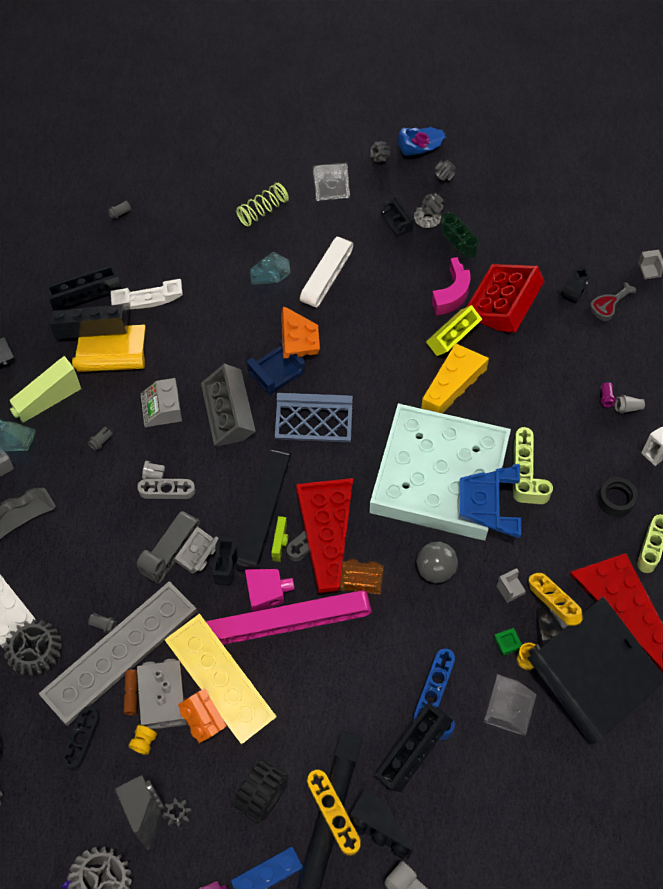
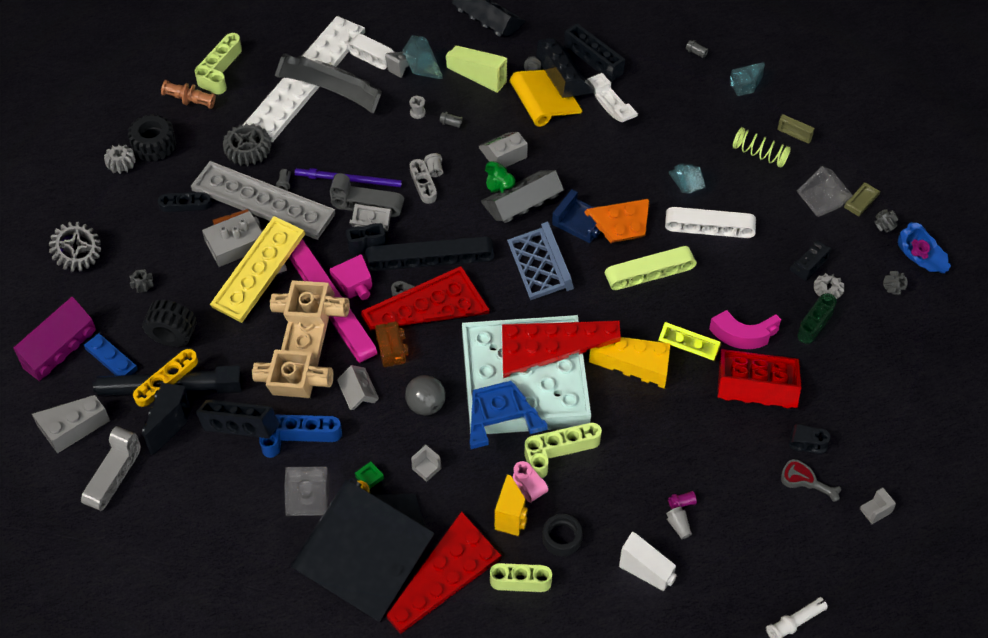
camera: 70 degrees right, 5 degrees down
(66, 344) = (532, 63): none -> dark grey plate
(67, 463) = (417, 107): none -> light grey bush
(107, 590) = (314, 174): none -> dark purple bar
(142, 739) = (193, 239): yellow wheel -> none
(142, 809) = (124, 245): dark grey slope -> none
(177, 186) = (747, 78): none -> clear light blue slope
(201, 418) = (498, 177): none -> green hair
(201, 715) = (221, 266): orange brick -> none
(252, 173) = (795, 128): none -> olive tile
(280, 539) = (404, 272): lime plate -> none
(333, 657) = (295, 365): none -> tan piece
(343, 155) = (861, 199): none -> olive tile
(358, 333) = (650, 268): none -> yellowish green beam
(401, 625) = (357, 387): none -> light grey panel
(423, 440) = (550, 342): none -> red wing
(432, 204) = (836, 279): dark grey gear -> none
(556, 506) = (529, 481): none -> bright pink piece
(575, 616) = (422, 498): yellow beam -> none
(585, 525) = (510, 509): none -> yellow slope

